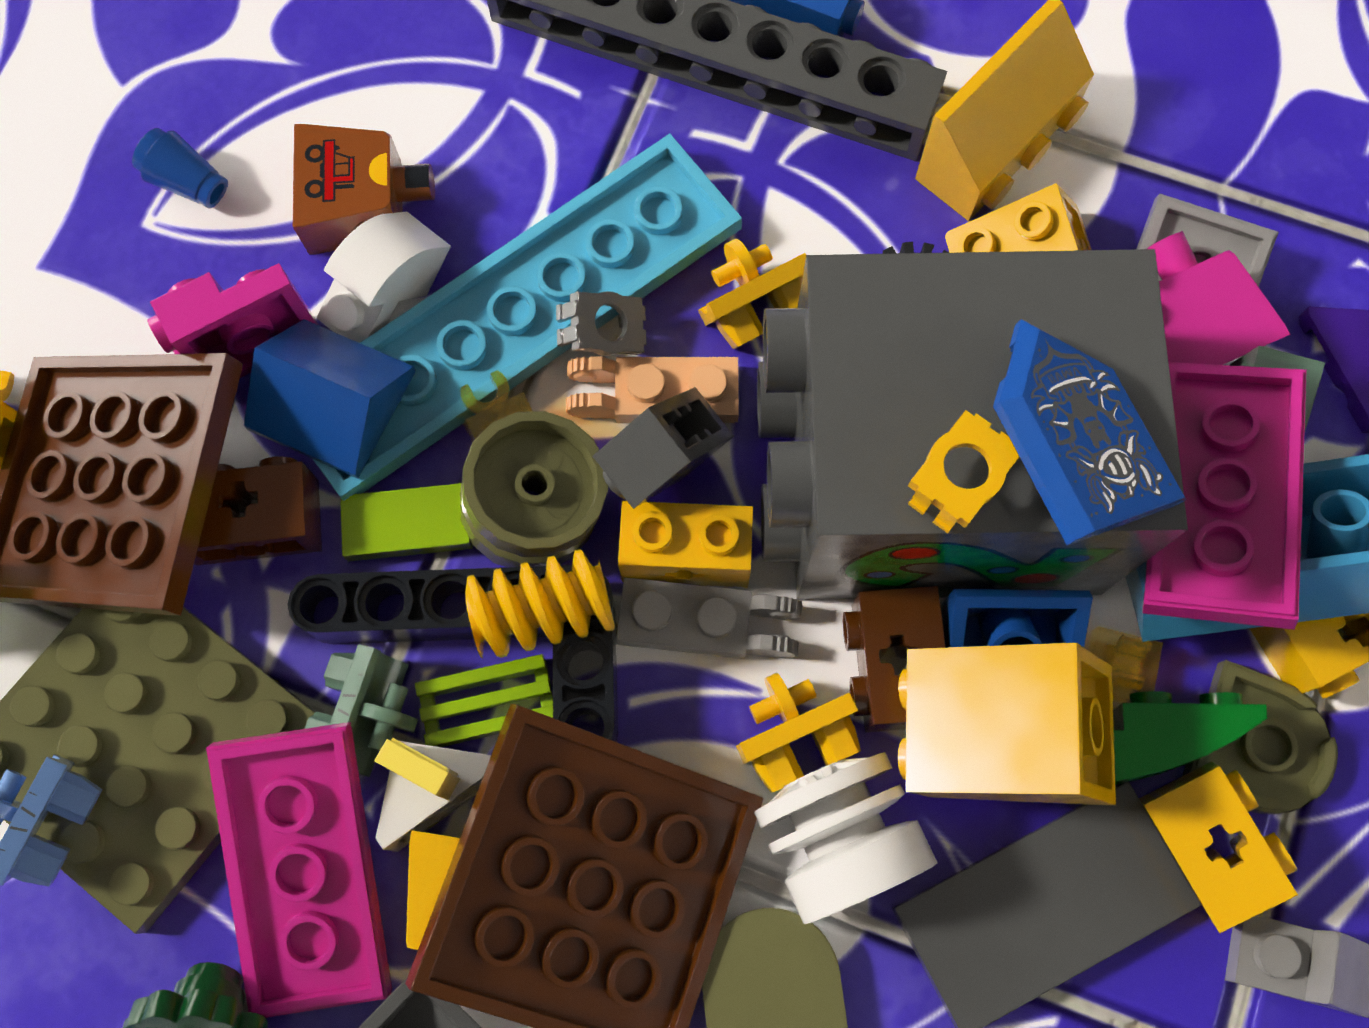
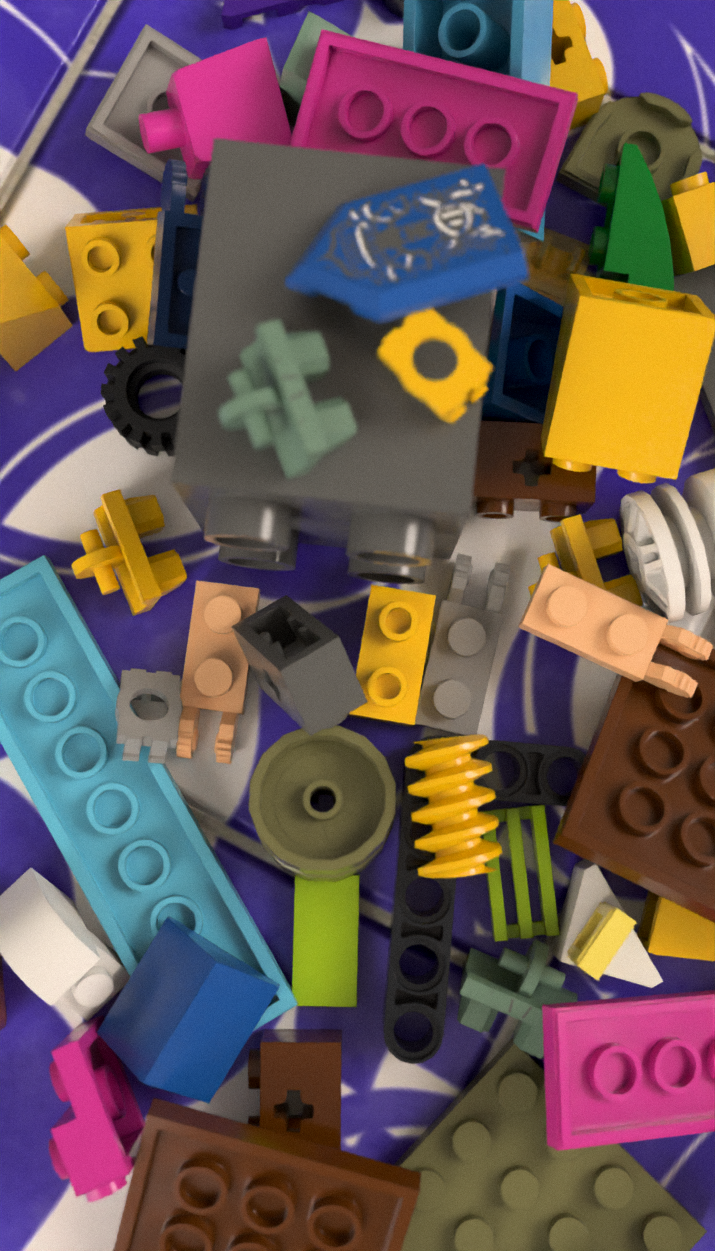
camera: 85 degrees left, 10 degrees up
(494, 410) = (233, 834): clear yellow tile -> none
(739, 748) = (609, 630): none -> light nougat hinge
(934, 327) = (276, 403): none -> sand green hips

